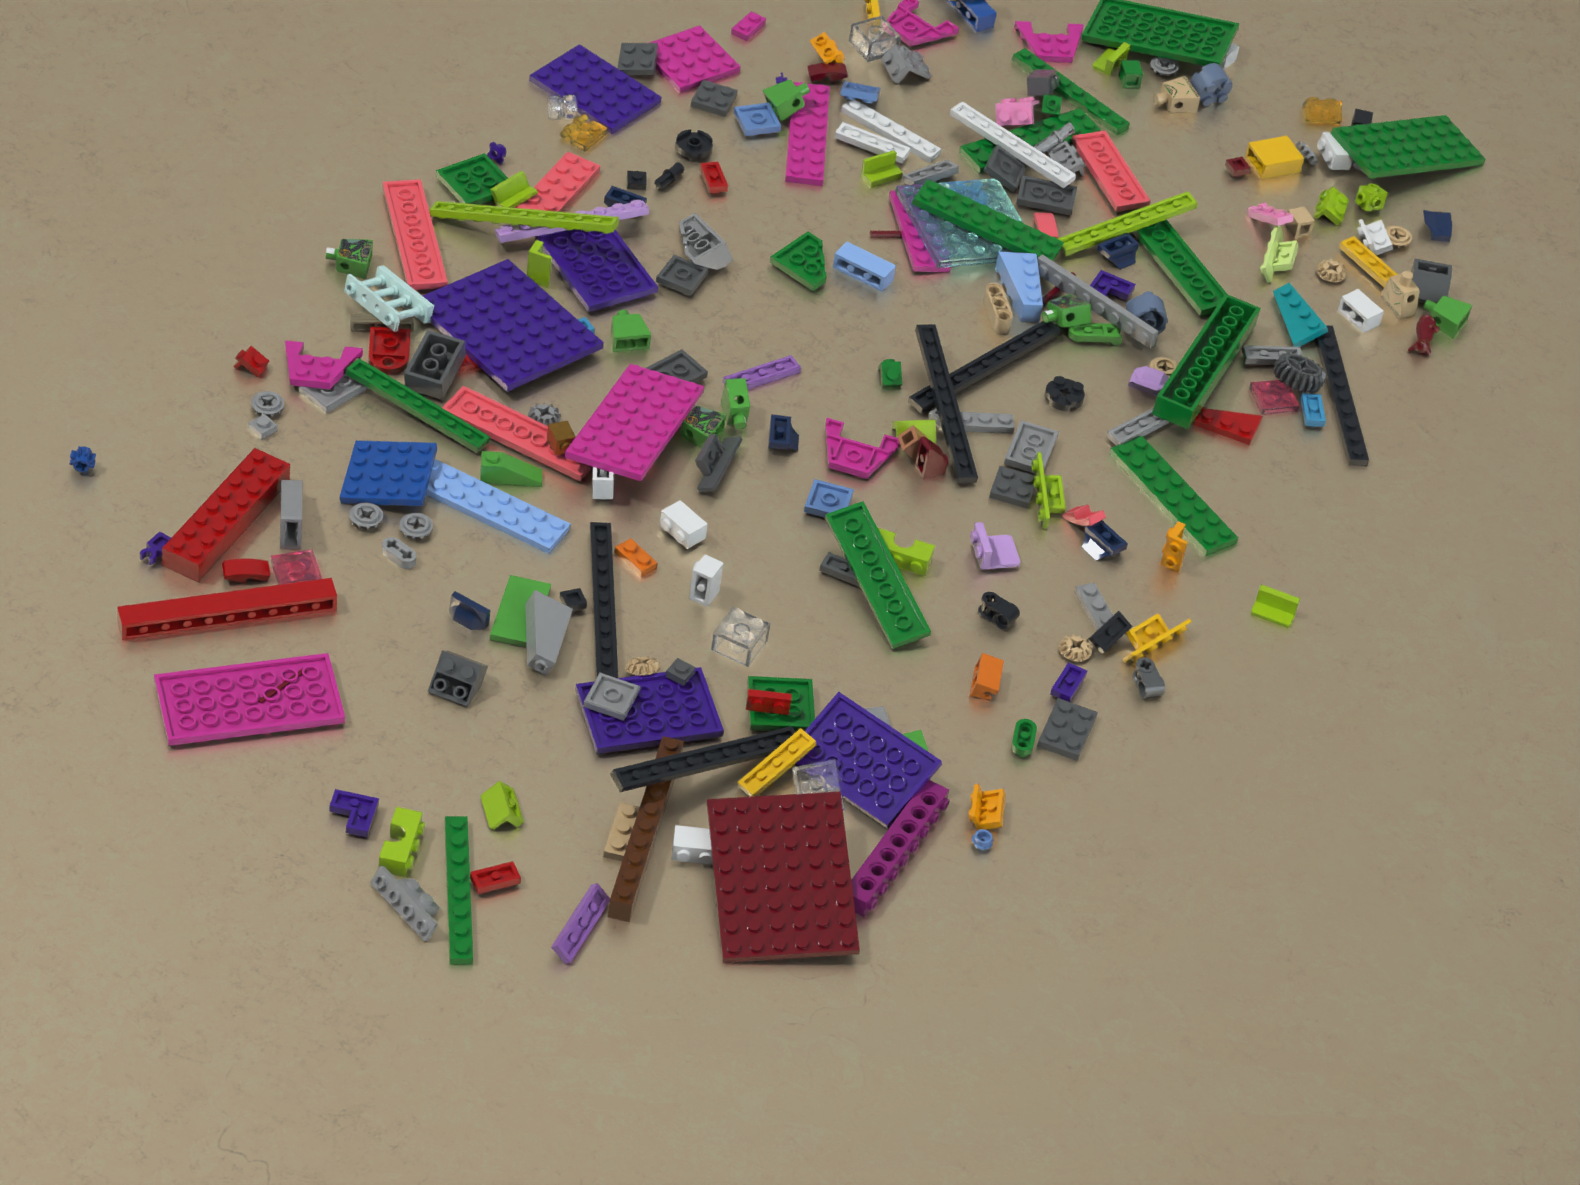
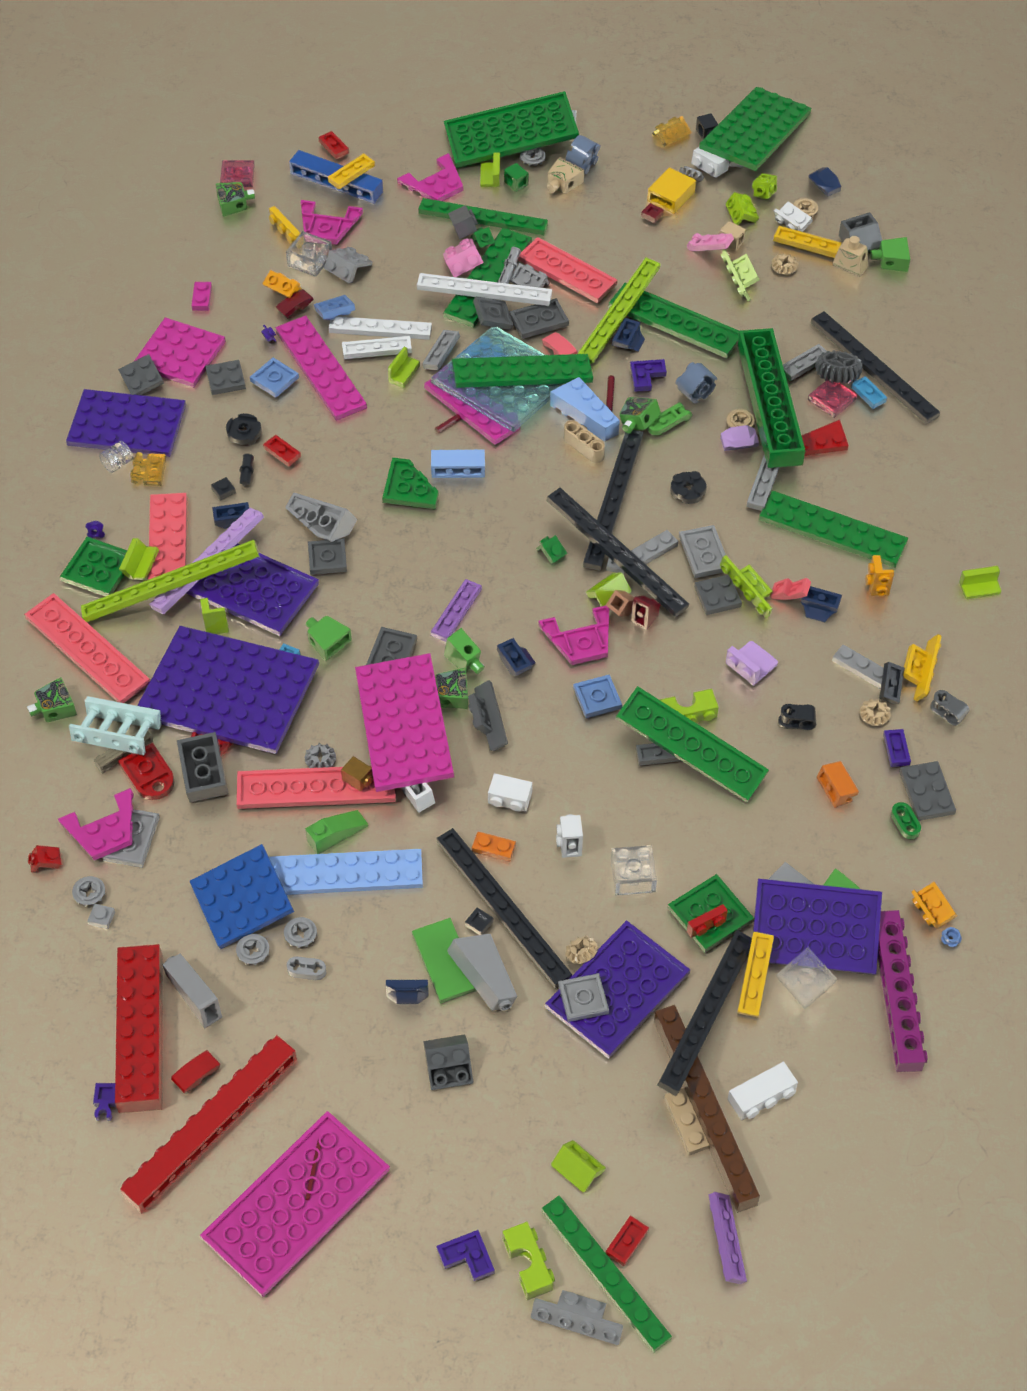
camera: 25 degrees left, 10 degrees up
(295, 567) = (237, 1043): clear pink plate -> none
(418, 405) = (215, 814): green plate -> none
(680, 671) = (617, 936): dark grey plate -> none
(782, 877) = (847, 1084): dark red plate -> none
(786, 98) = (284, 346): bright green torso -> none
(1099, 303) = (662, 393): light grey plate -> none
(1298, 316) = (799, 319): teal wing -> none
(1360, 310) = (833, 286): white brick -> none
(1425, 330) = (889, 275): dark red animal -> none

